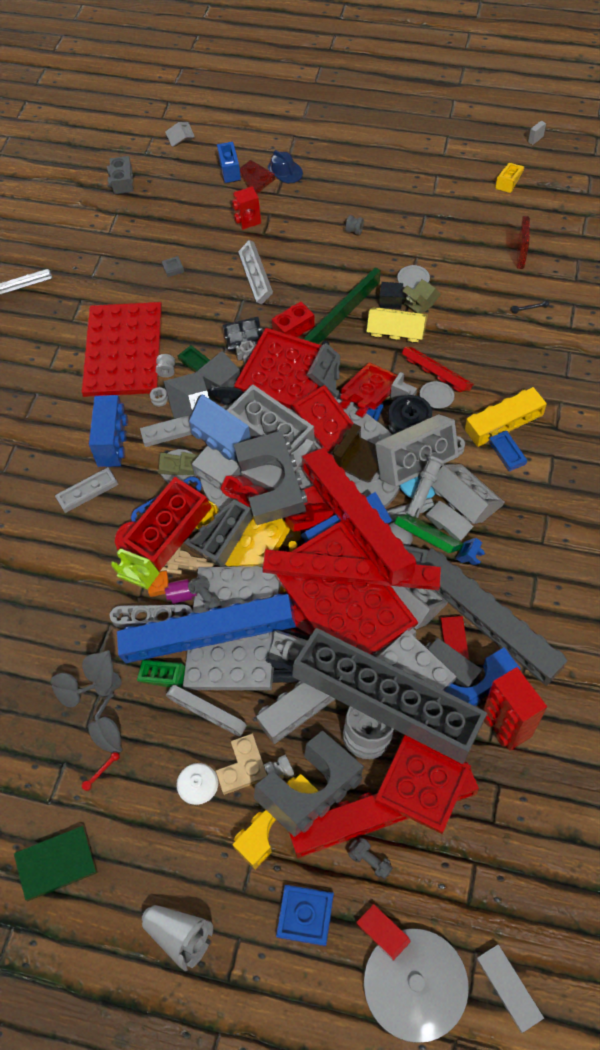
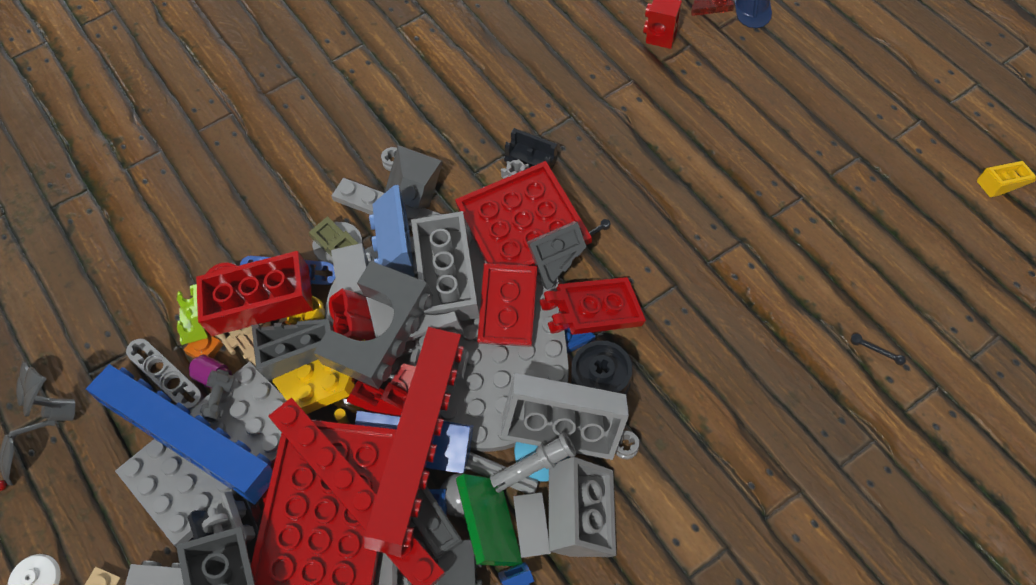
camera: 40 degrees right, 0 degrees up
(86, 490) = (241, 203): light grey tile -> none
(108, 431) = (305, 158): blue brick -> none
(122, 349) = (410, 87): red plate -> none
(165, 365) = (426, 131): light grey wheel -> none
(172, 266) = (538, 36): dark grey tile -> none
(175, 675) = (122, 453): green slope -> none
(193, 358) = (462, 150): dark green tile -> none
(206, 710) = (107, 515): light grey beam -> none
(220, 372) = (465, 175): dark grey torso -> none
(225, 394) = (443, 205): black dish -> none
(255, 272) = (608, 96): light grey plate -> none
(294, 320) = (592, 176): red brick -> none
(345, 307) = (655, 199): dark green tile -> none
(354, 225) = (763, 114): dark grey wheel -> none
(357, 455) = (495, 366): dark brown bracket -> none
(391, 295) = (725, 220): black brick -> none
(396, 324) = (700, 256): light yellow slope -> none
(400, 388) = (630, 335): light grey panel -> none
(412, 275) = (771, 217): light grey piece -> none
(421, 297) = (757, 246): olive brick -> none
(430, 365) = (693, 342): red plate -> none
(437, 394) = (662, 370): light grey piece -> none
(505, 416) = (714, 456): yellow brick -> none
(507, 451) = (678, 498): blue tile -> none
(523, 242) = (938, 266): clear red tile -> none

